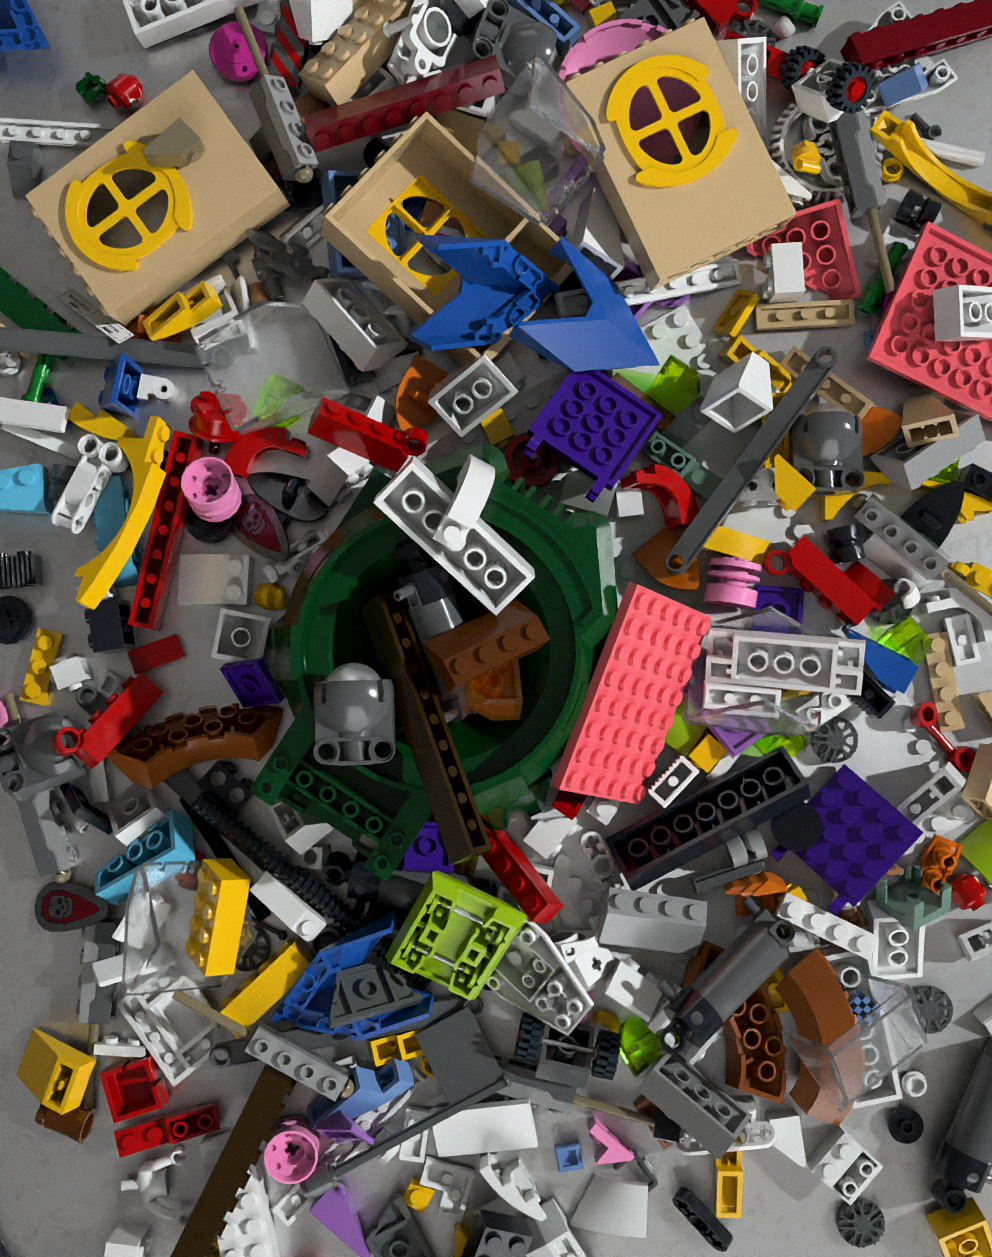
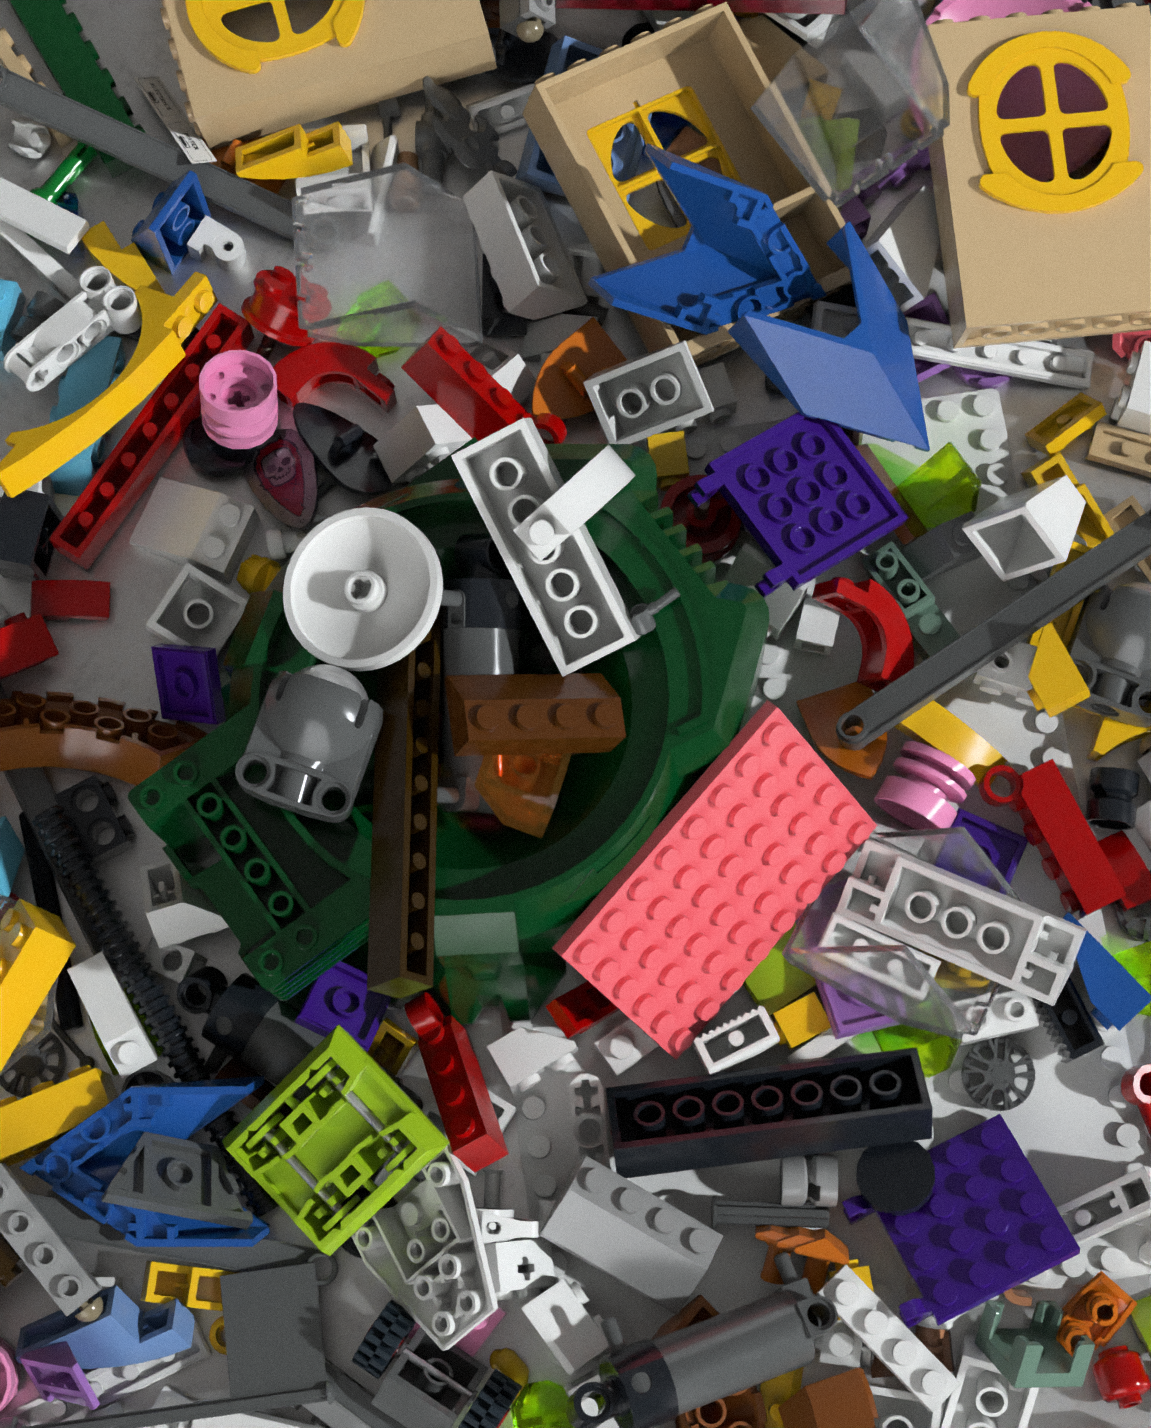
camera: 20 degrees right, 10 degrees down
(348, 607) = (362, 589): none -> white dish
(532, 556) = (642, 614): none -> dark grey hand

